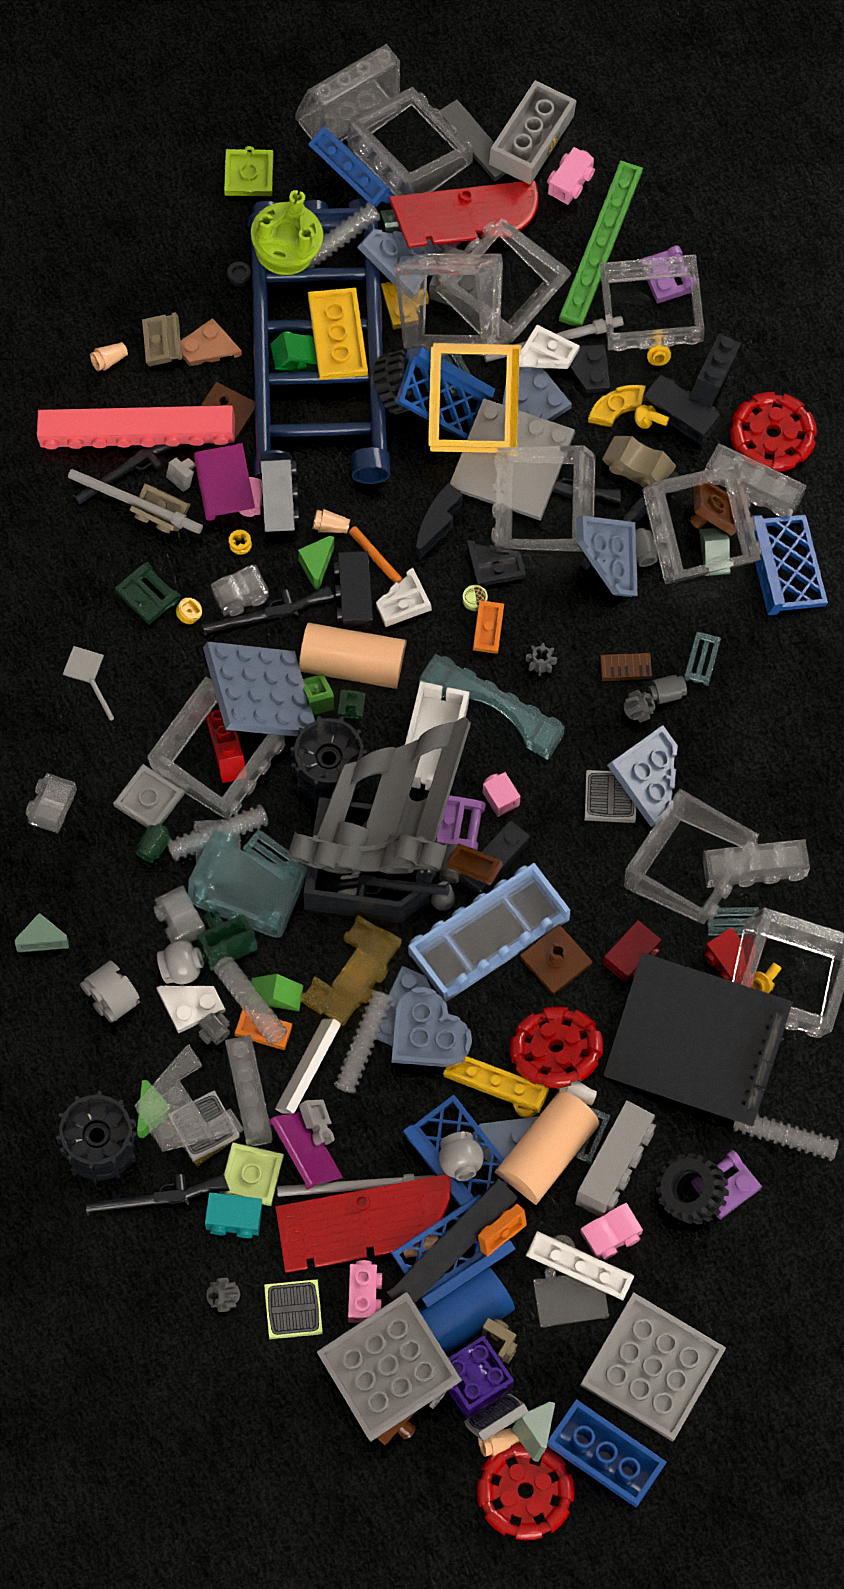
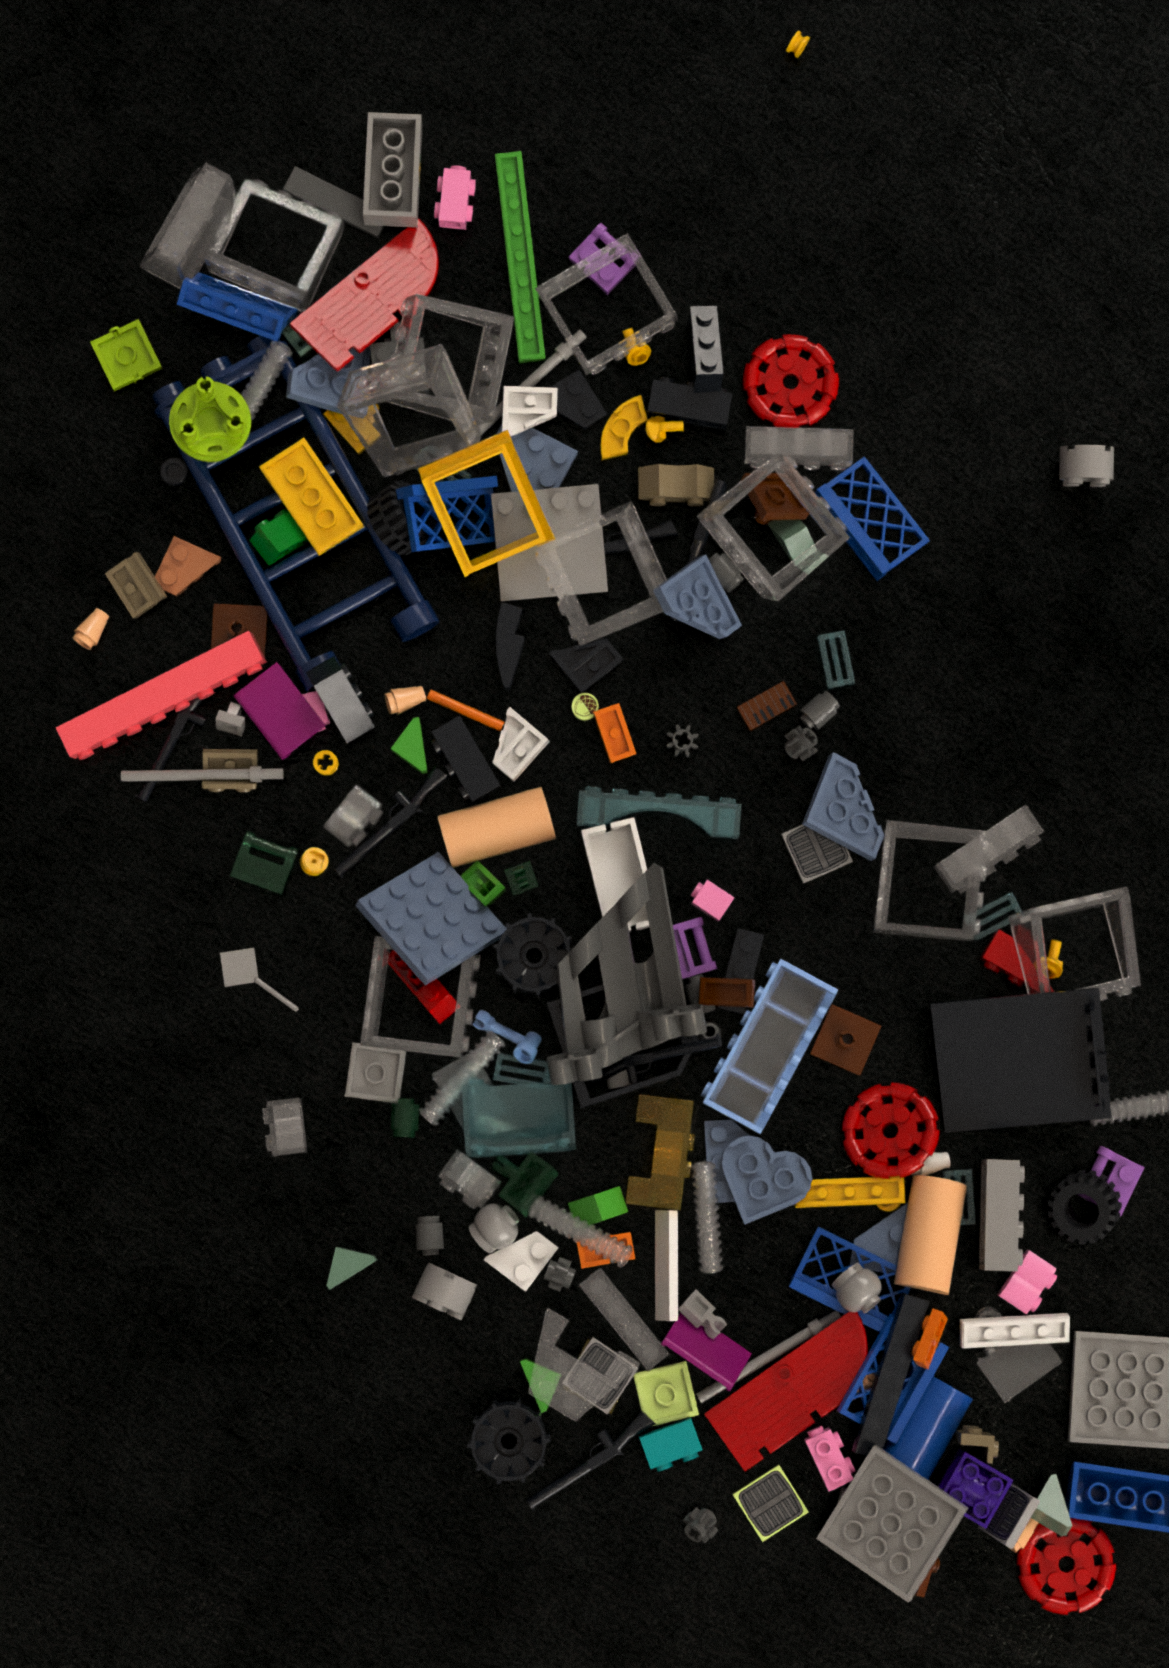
camera: 25 degrees left, 15 degrees up
(122, 945) = (429, 1235): none -> dark grey brick
(282, 834) = (526, 1045): none -> light blue brick
(626, 954) = (915, 998): dark red brick -> none

